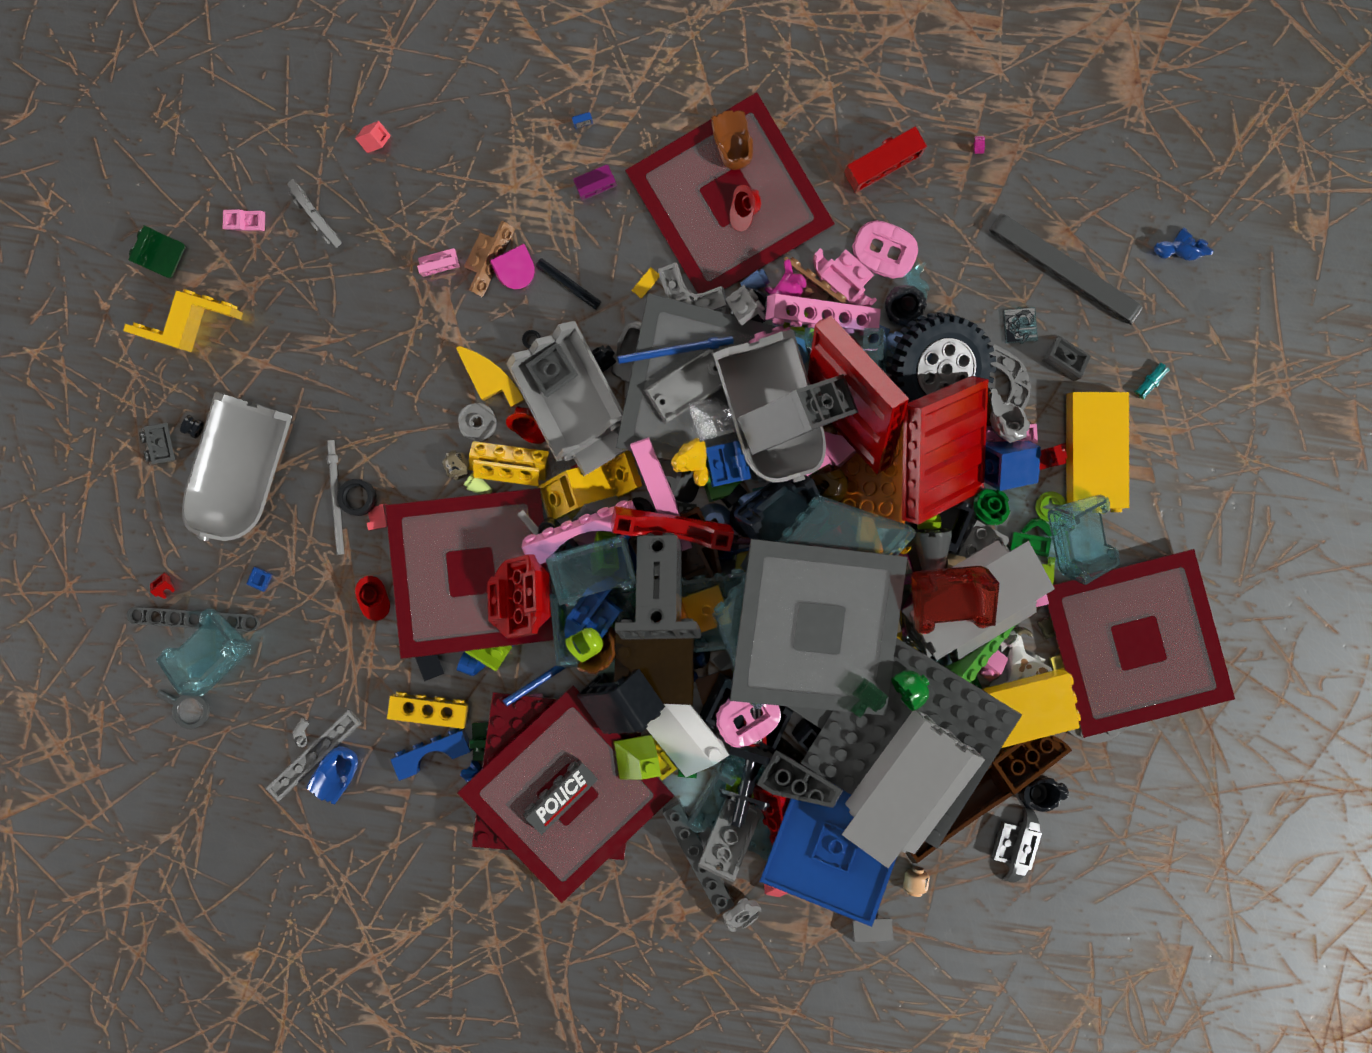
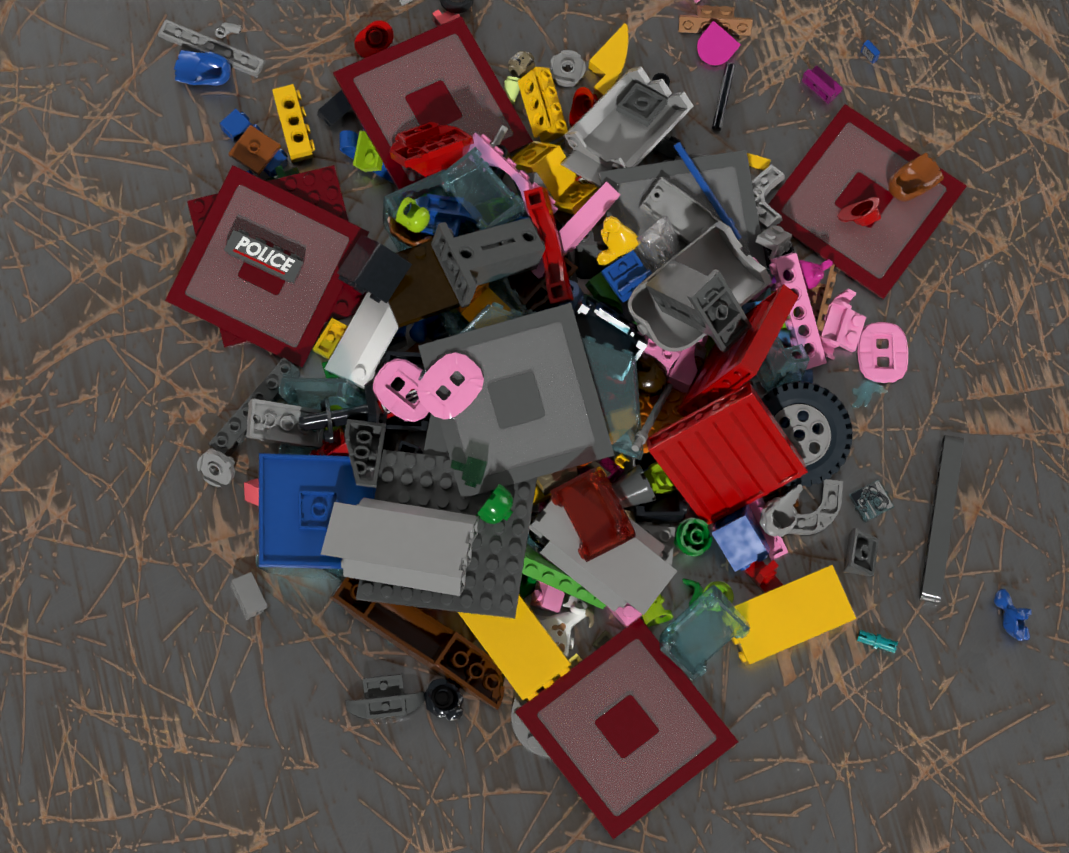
camera: 65 degrees right, 15 degrees down
(442, 759) = (254, 150): none -> dark orange plate
(532, 685) = (357, 199): blue bar -> none
(637, 758) = (325, 314): lime slope -> none
(756, 280) = (803, 251): medium blue cone -> none
(768, 691) = (439, 376): none -> bright pink piece
(885, 159) = (960, 314): red brick -> none
(899, 523) = (642, 435): none -> light grey bar
(905, 304) = (843, 383): black hair -> none
(916, 881) = (311, 616): light nougat head -> none
(979, 144) = (1015, 394): dark pink axle -> none
(1040, 544) = (676, 594): green plate -> none

